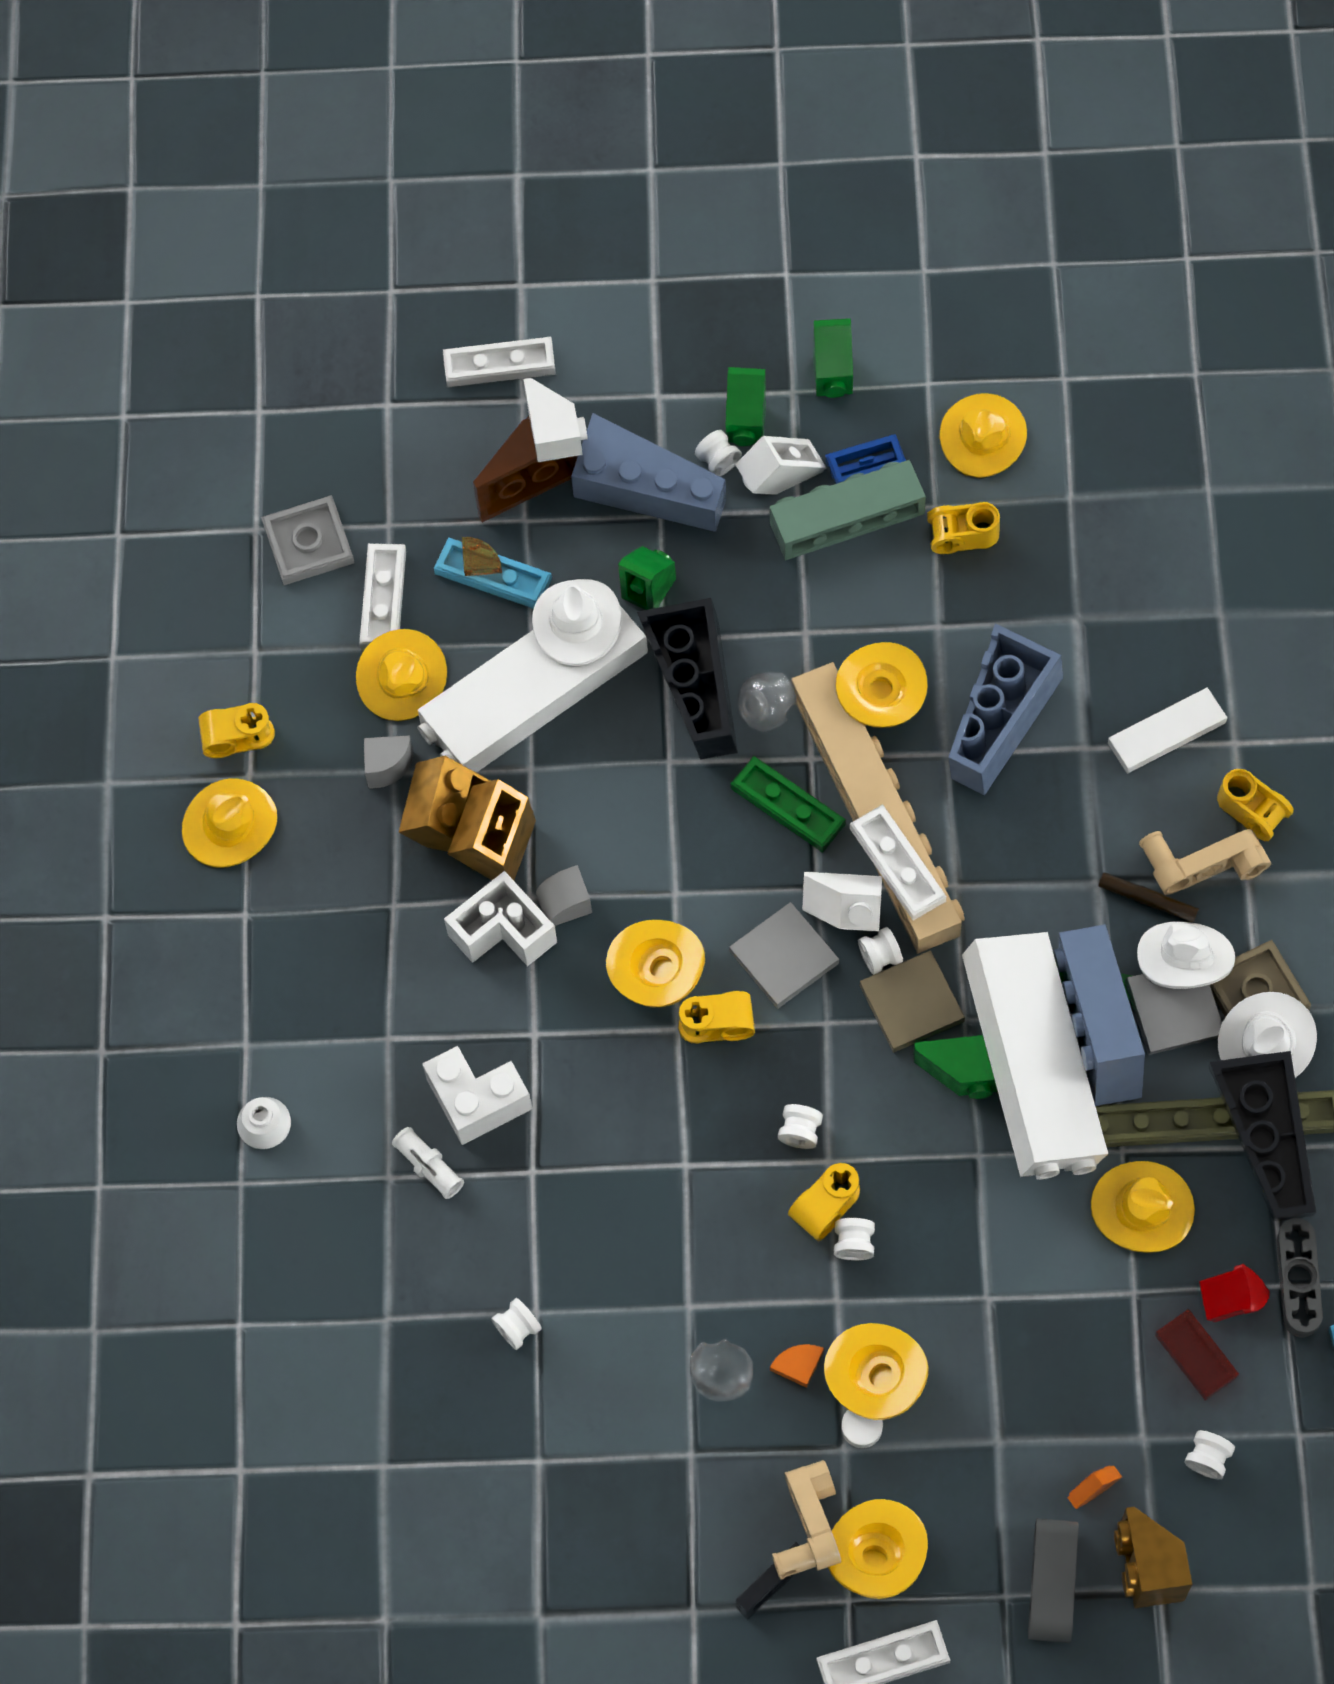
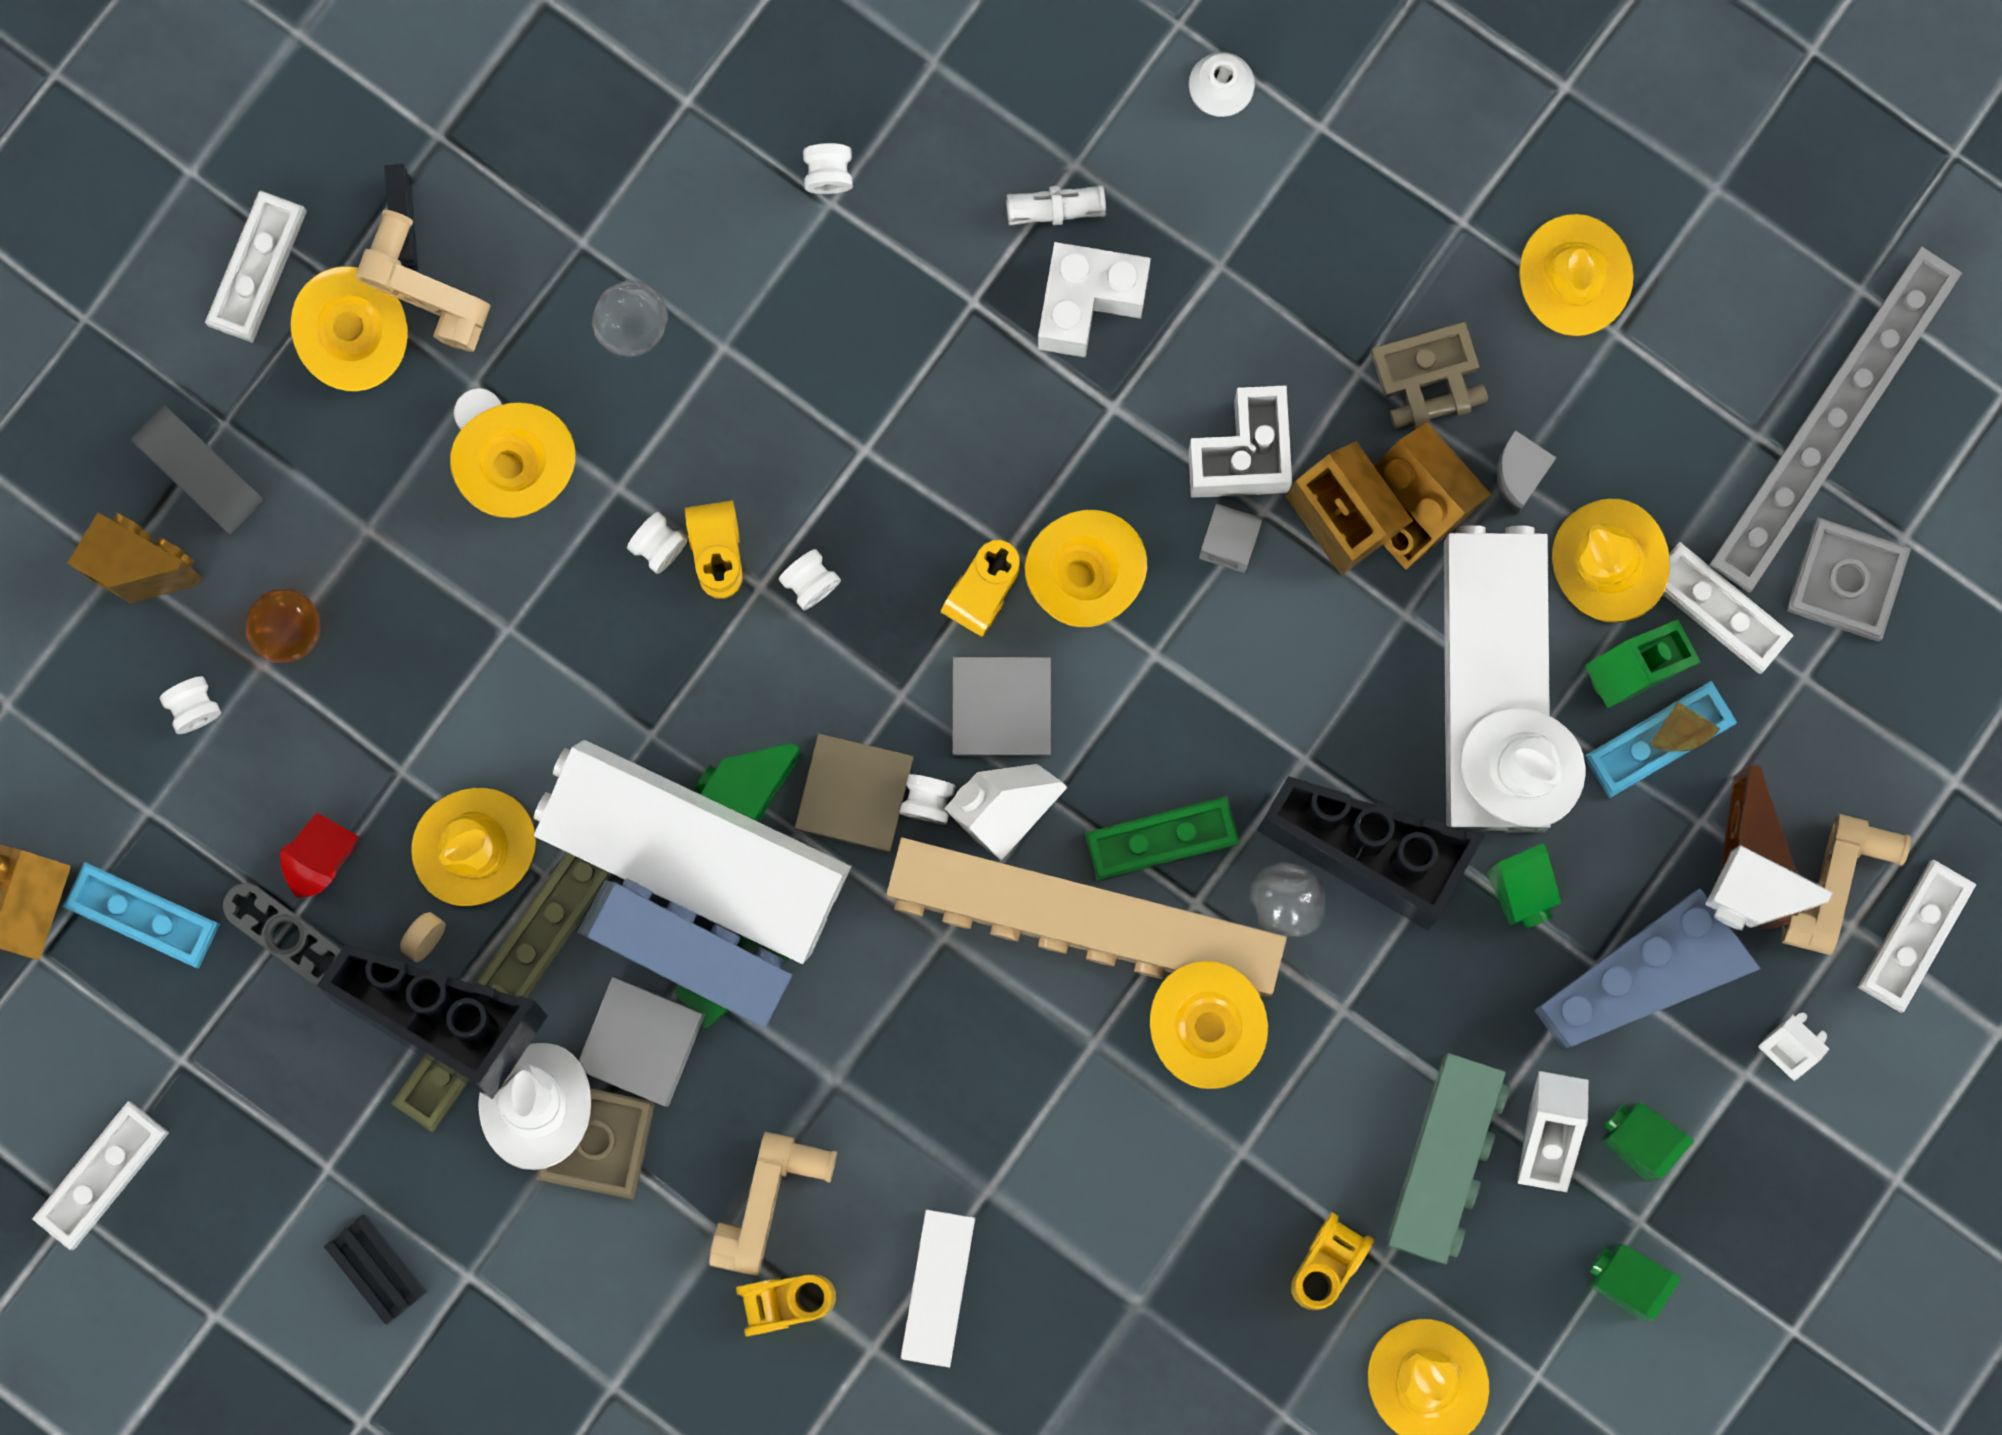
camera: 125 degrees right, 15 degrees up
(210, 610) = (1835, 420): none -> light grey plate
(232, 730) = (1676, 342): yellow piece -> none
(359, 867) = (1425, 361): none -> dark tan plate
(455, 609) = (1642, 663): none -> green slope
(485, 426) = (1848, 839): none -> tan beam
(620, 376) = (1794, 1046): none -> white tile
(718, 453) = (1619, 1076): white wheel -> none
(798, 1363) = (585, 401): orange tile -> none
(865, 464) = (1504, 1188): blue tile -> none
(898, 862) = (996, 879): white tile -> none
(1003, 705) = (1089, 1130): sand blue wedge -> none
(1094, 1485) = (247, 576): orange tile -> none
(1107, 1433) = (283, 626): none -> clear orange hair
(1148, 897) = (776, 1116): dark brown piece -> none
(1184, 955) = (680, 1094): white hat -> none
(1196, 1354) = (294, 778): clear red tile -> none
(1226, 1188) = (422, 936): none -> tan tile

